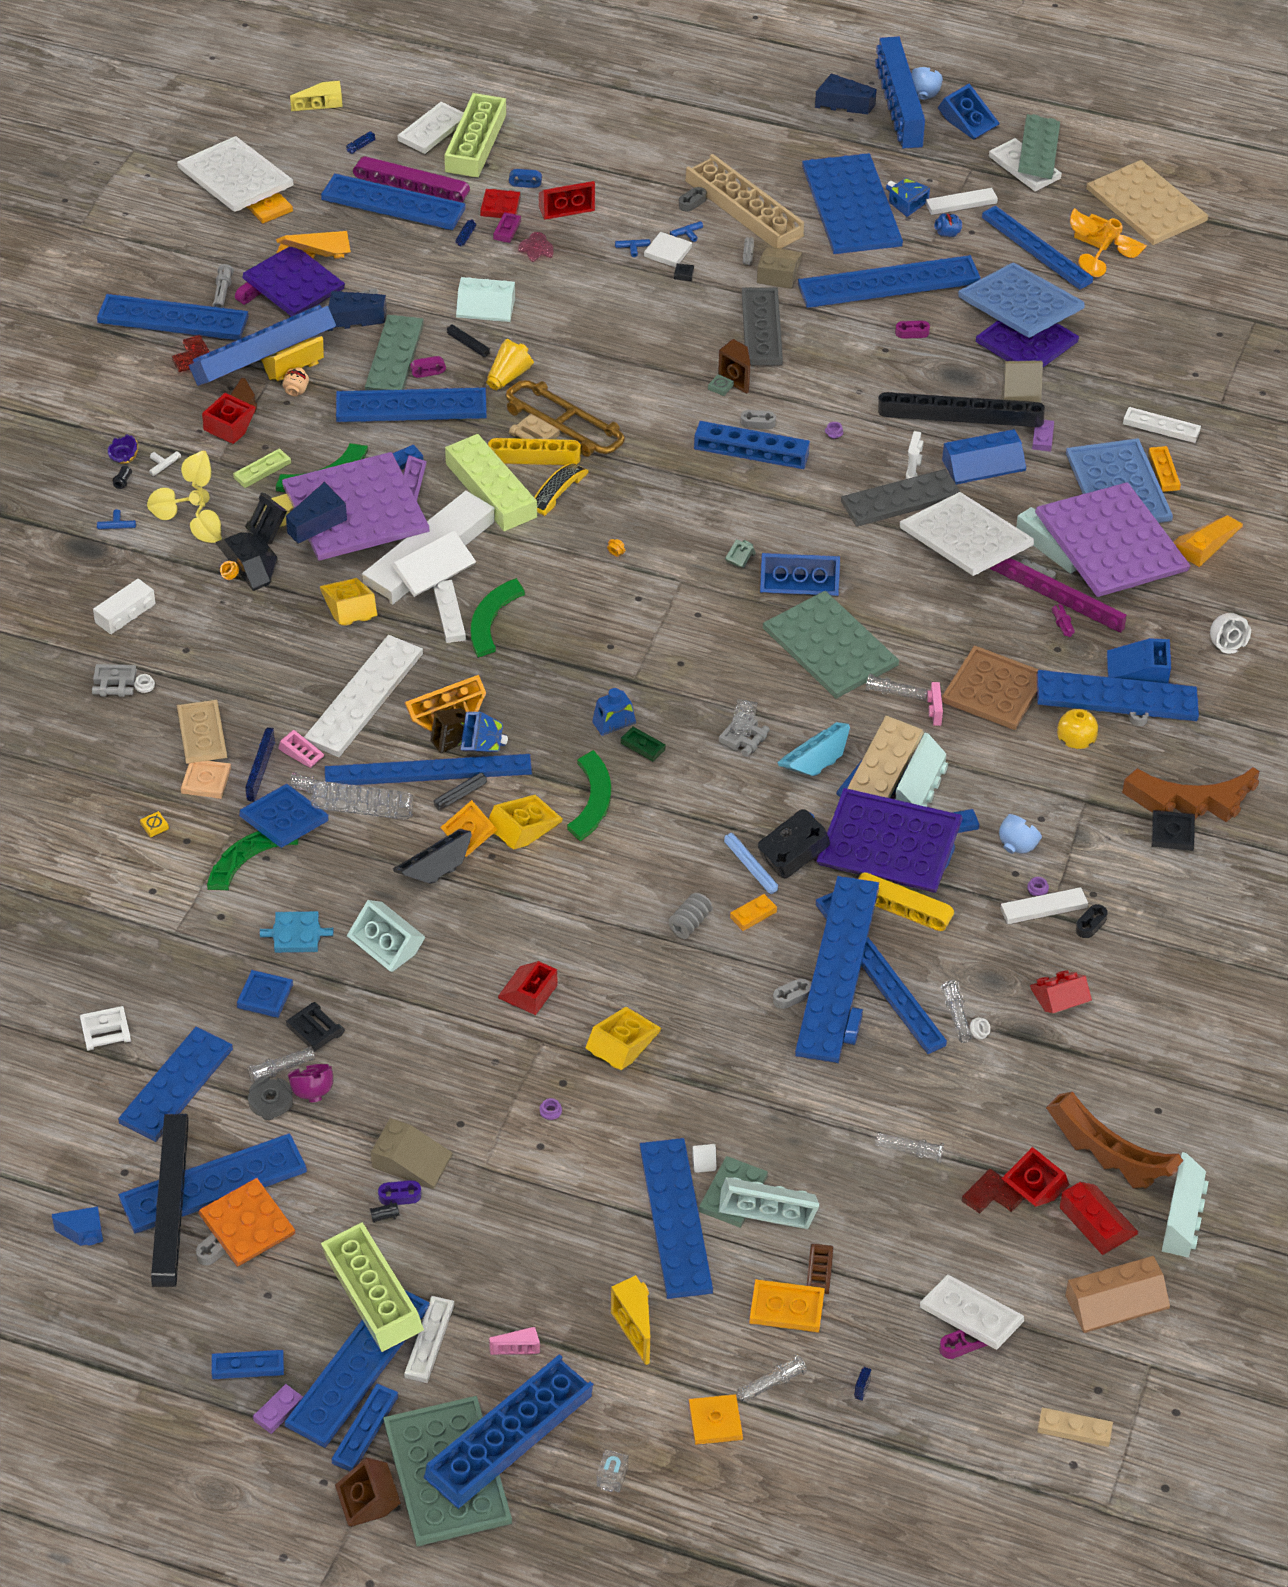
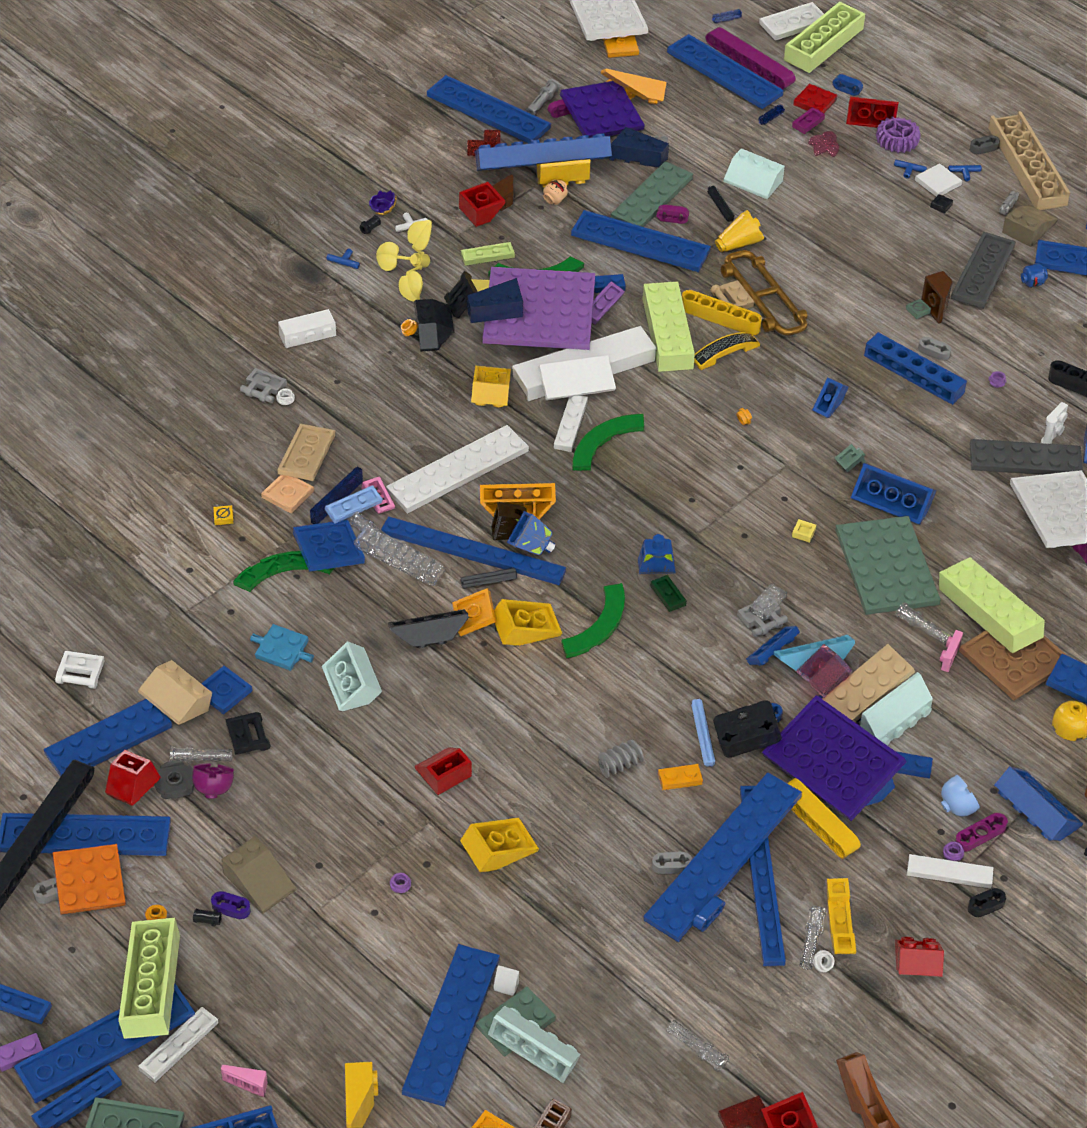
camera: 25 degrees right, 0 degrees up
(221, 1013) = (176, 693): none -> tan slope
(229, 1110) = (130, 777): none -> red slope
(285, 765) = (353, 503): none -> light blue tile
(332, 1223) = (149, 914): none -> light orange plate
(604, 215) = (898, 134): none -> medium lavender gear
(688, 501) = (830, 397): none -> blue slope
(736, 639) = (804, 530): none -> light yellow plate
(771, 755) = (776, 643): none -> blue plate
(813, 316) = (1034, 275): none -> blue head
(836, 763) = (824, 671): none -> clear pink brick
(950, 647) = (991, 605): none -> yellowish green brick
(971, 985) = (840, 916): none -> yellow slope
(1052, 852) = (986, 825): none -> magenta beam
(1089, 816) = (1037, 804): none -> blue slope

